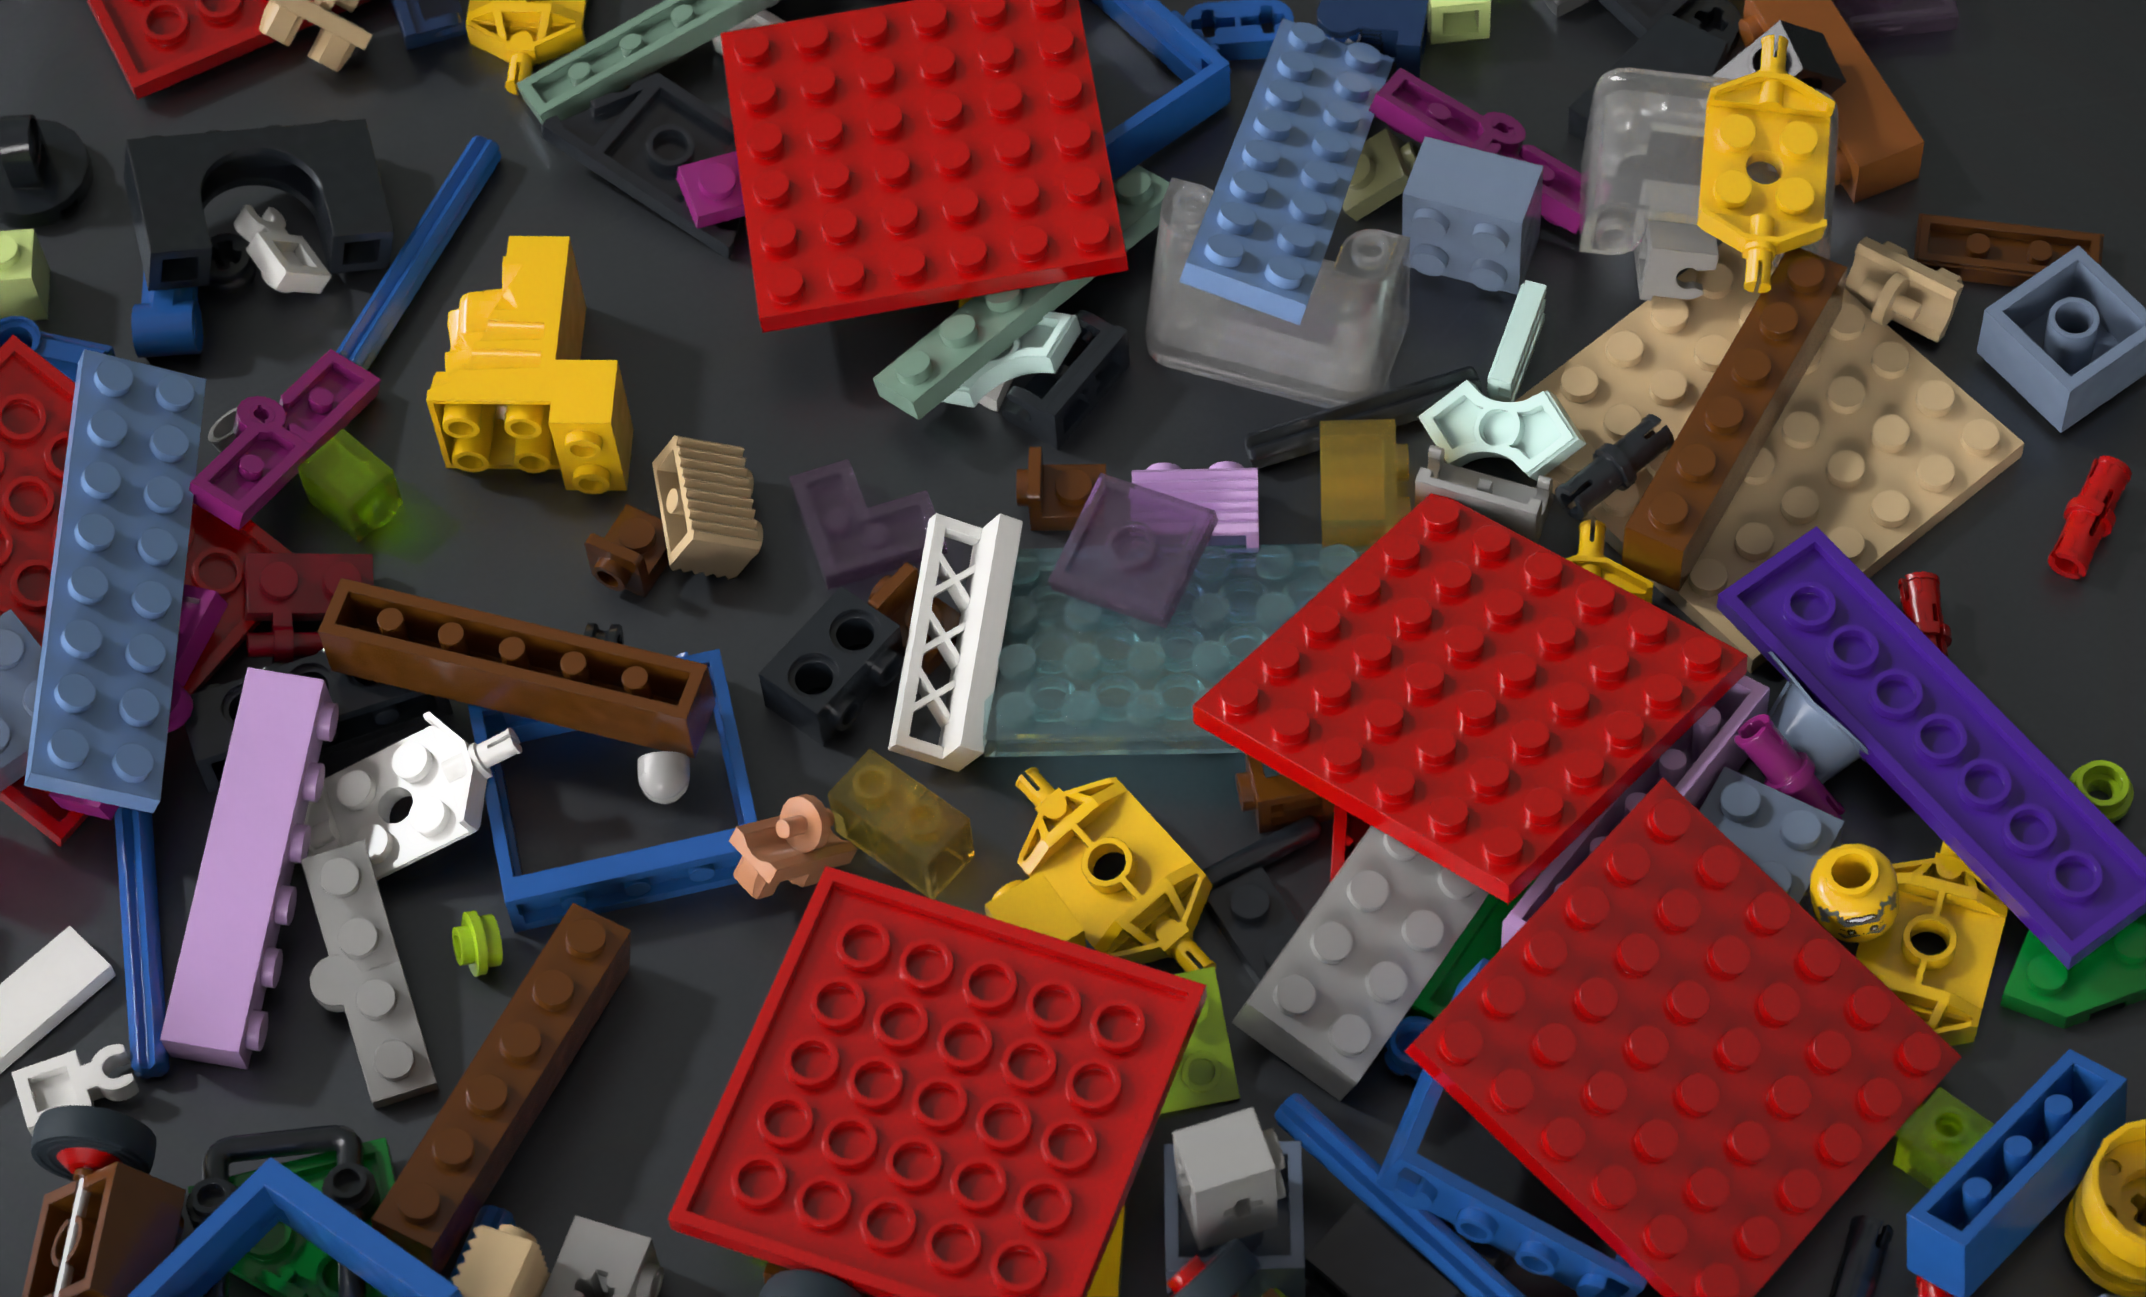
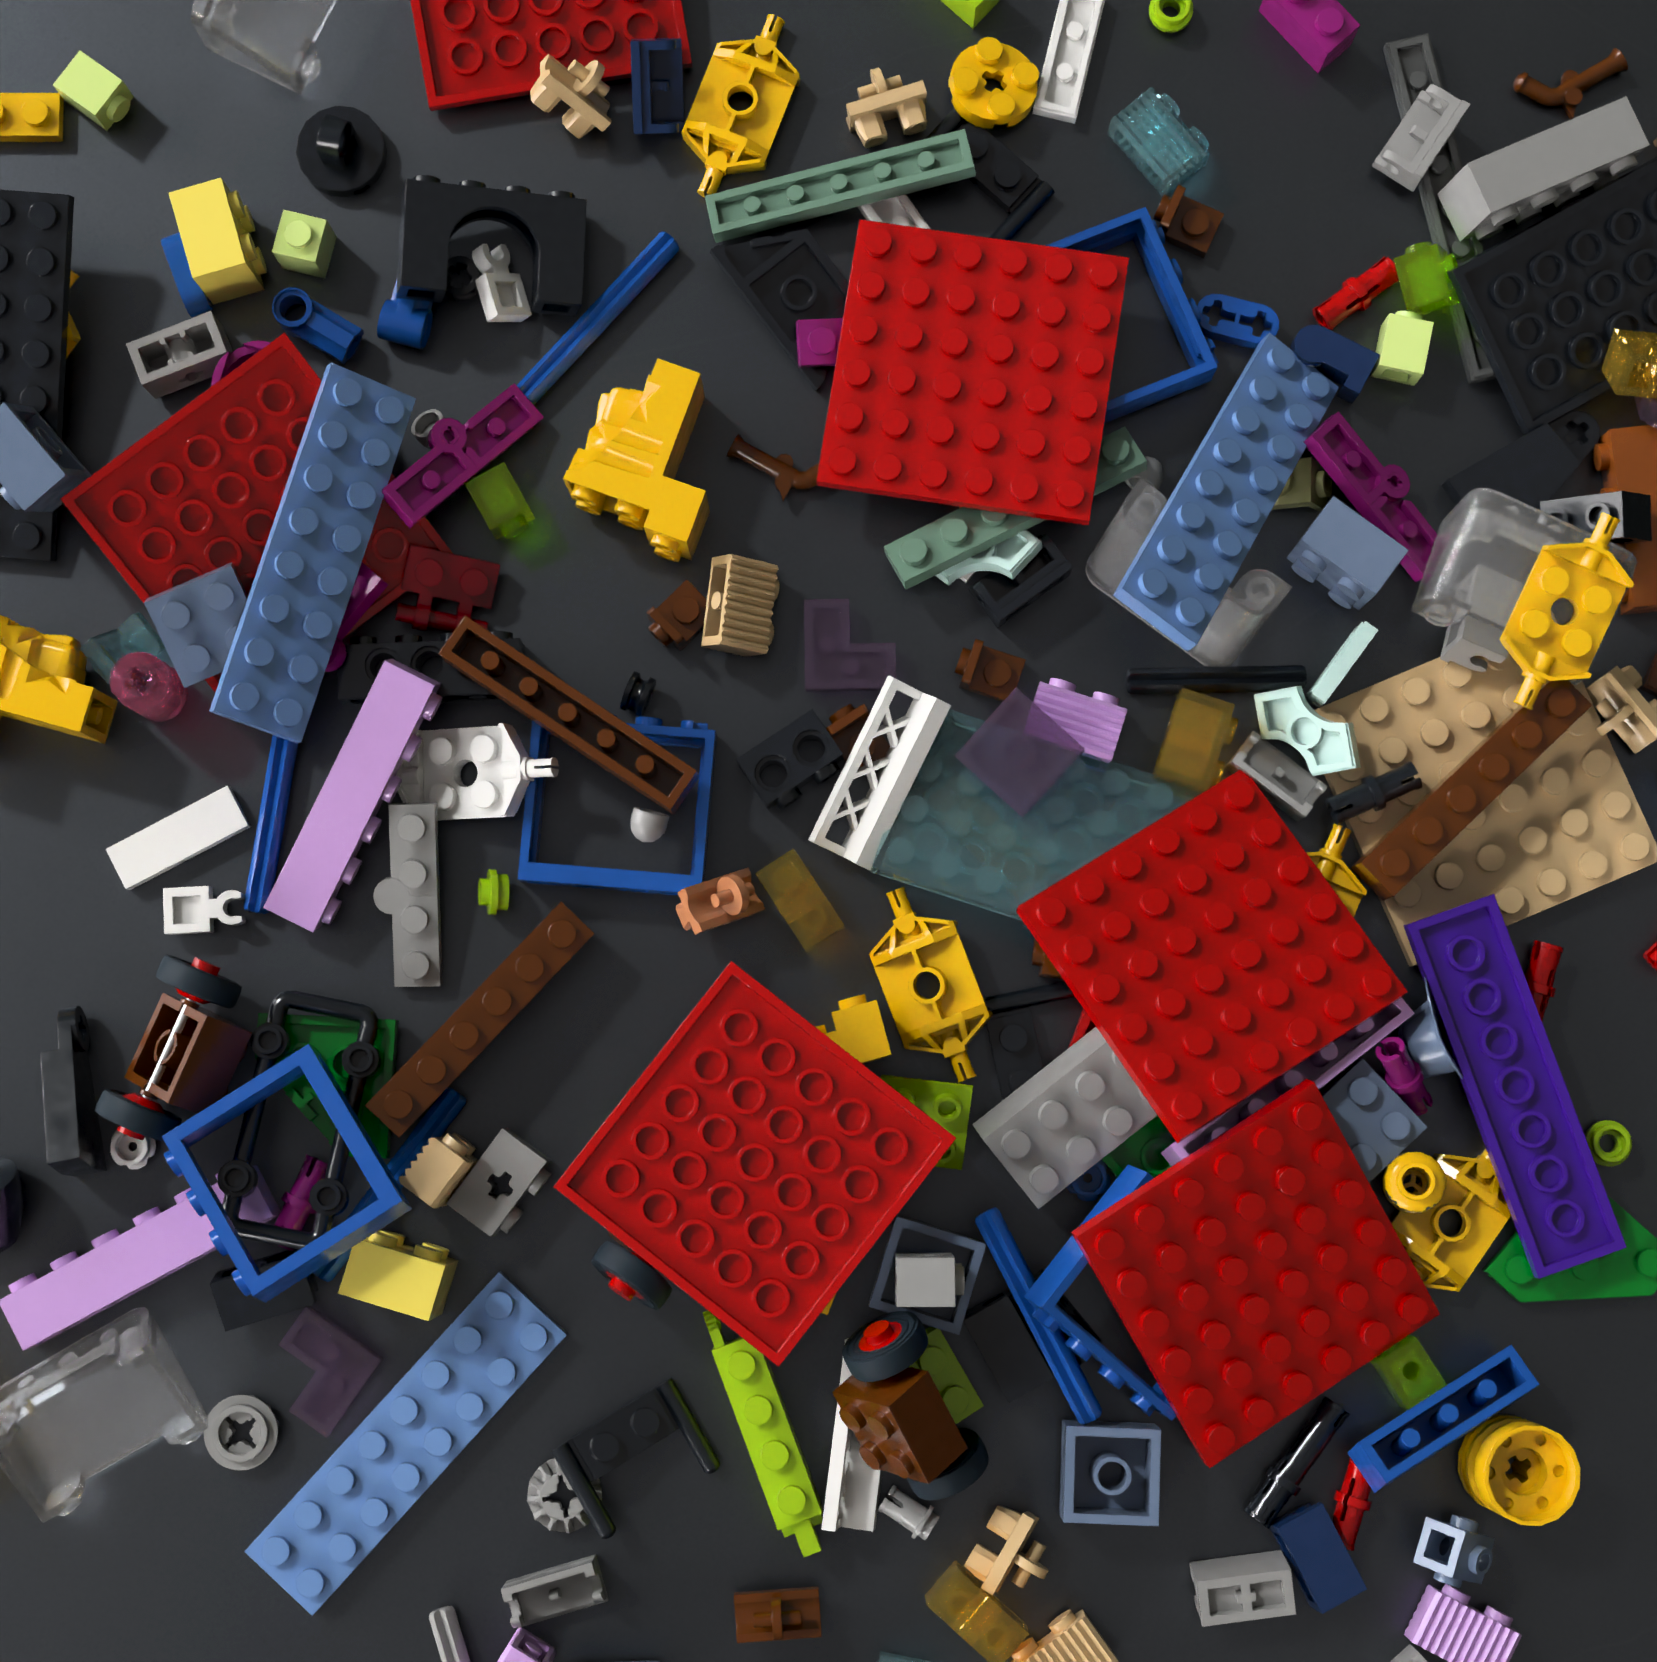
camera: 15 degrees right, 25 degrees up
(709, 350) = (779, 468): none -> reddish brown piece

